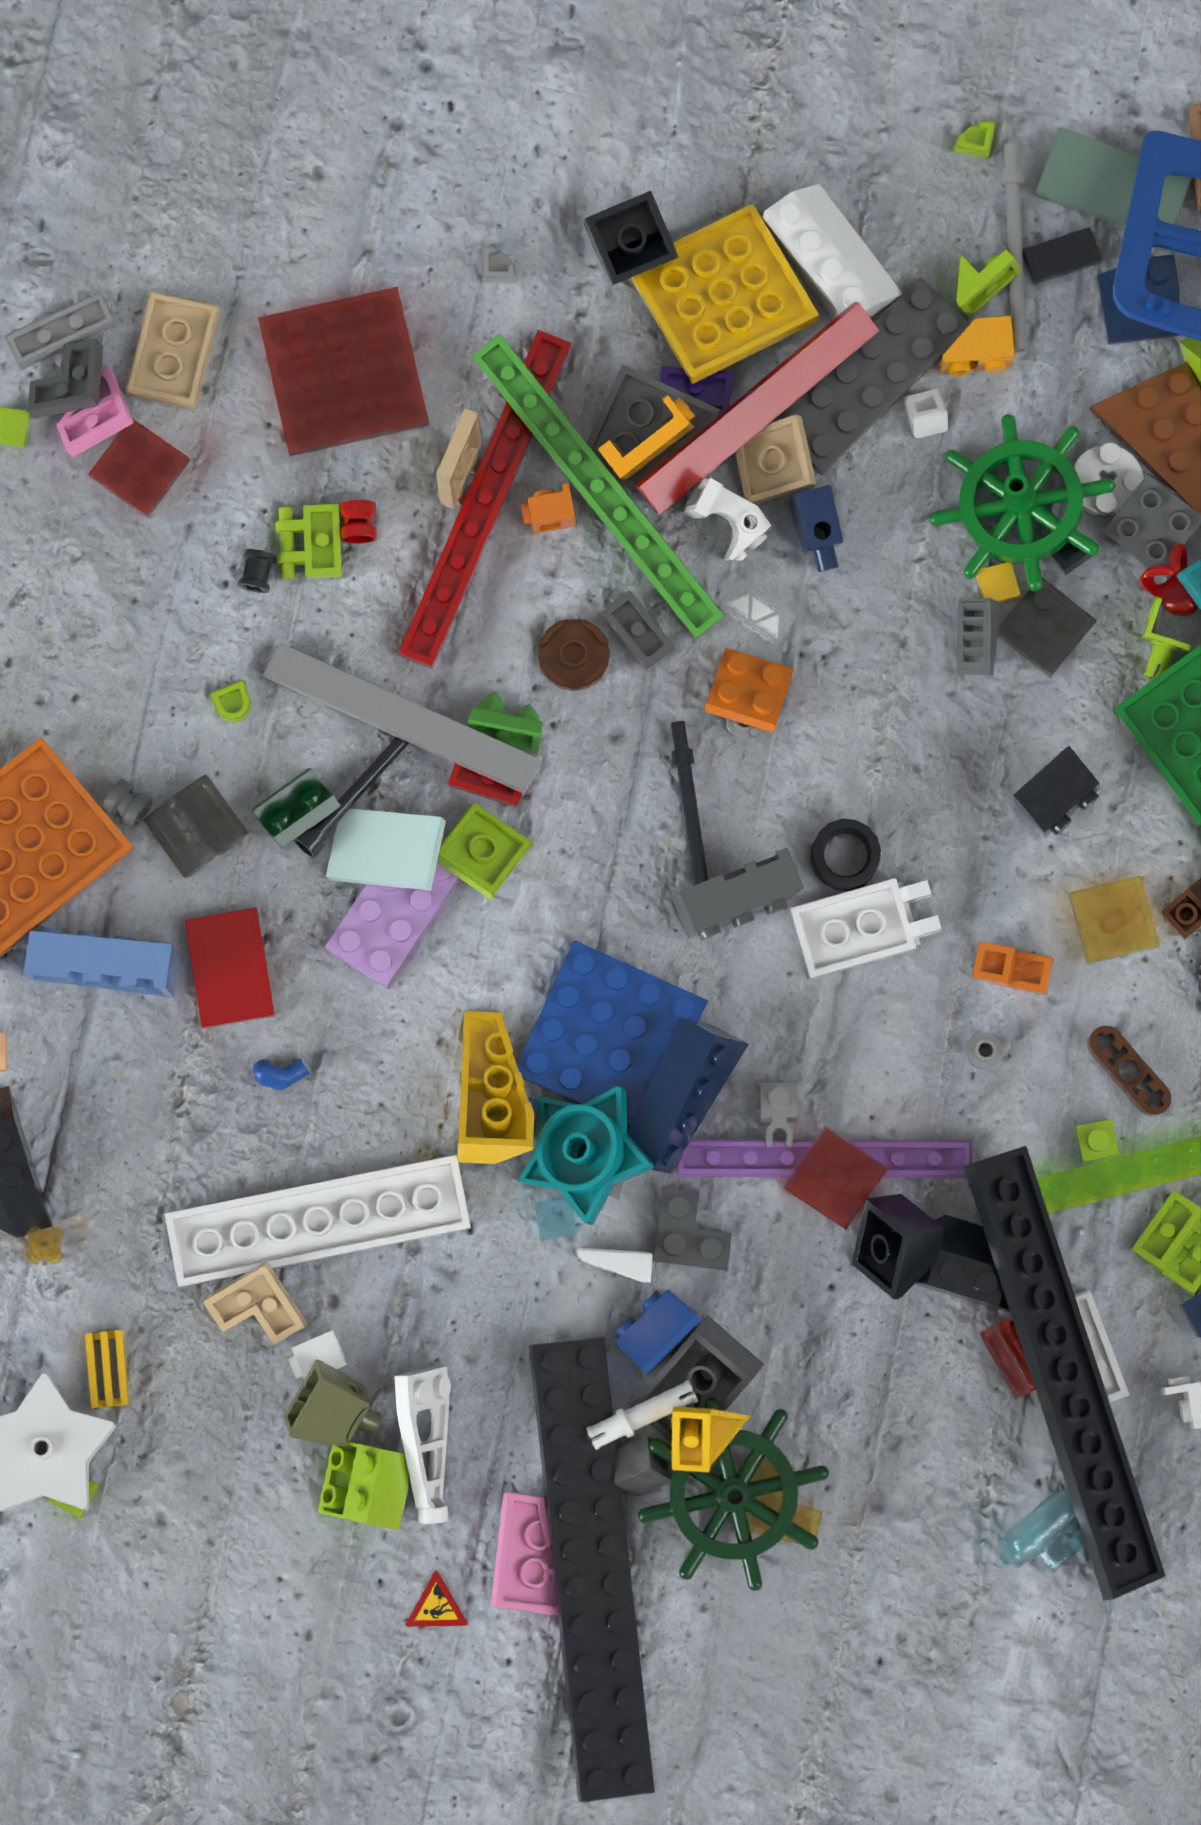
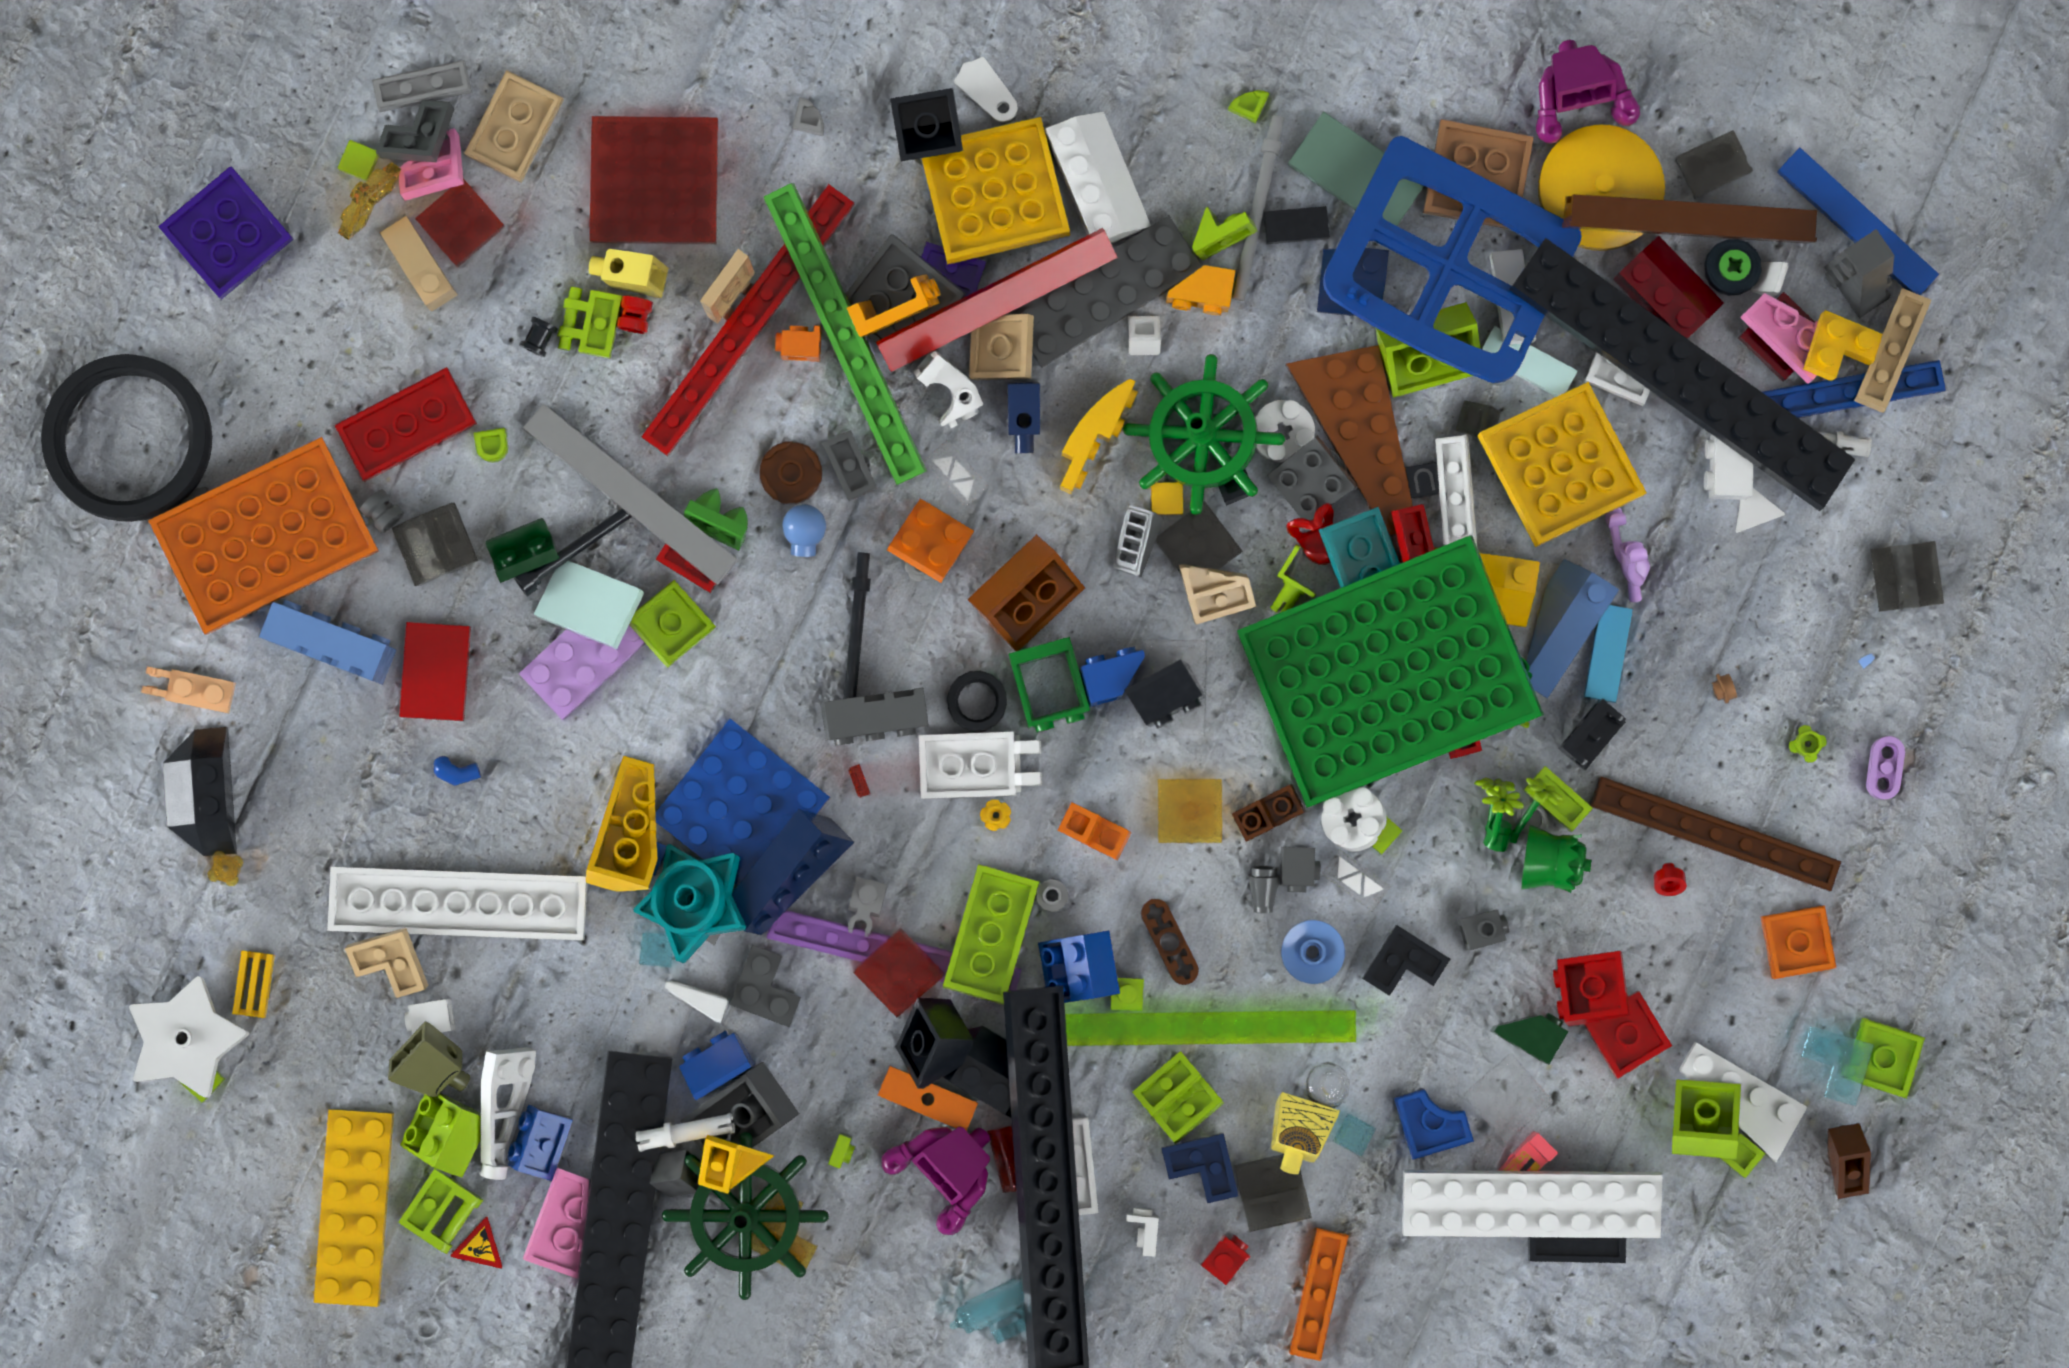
camera: 10 degrees right, 5 degrees up
(28, 461) = (365, 197): none -> clear yellow plate
(104, 523) = (418, 264): none -> tan slope
(131, 702) = (405, 424): none -> red tile
(282, 1597) = (353, 1207): none -> yellow plate
(343, 474) = (631, 272): none -> light yellow torso
(370, 1571) = (431, 1205): none -> lime plate
(476, 1469) = (539, 1142): none -> bracket
(605, 710) = (804, 528): none -> medium blue piece
(684, 189) = (986, 89): none -> white piece
(737, 975) = (859, 781): none -> clear red tile
(823, 1395) = (842, 1151): none -> lime plate
(870, 722) = (1026, 593): none -> dark orange slope
(889, 980) = (992, 823): none -> yellow plate
(902, 519) = (1099, 422): none -> yellow slope
(904, 783) = (1041, 652): none -> green window
(927, 1314) = (947, 1105): none -> orange tile
(928, 1109) = (990, 934): none -> lime plate
(952, 1377) = (952, 1163): none -> magenta torso
(988, 792) = (1108, 678): none -> blue slope
(1038, 1118) = (1081, 965): none -> blue slope
(1079, 672) = (1215, 592): none -> tan wing

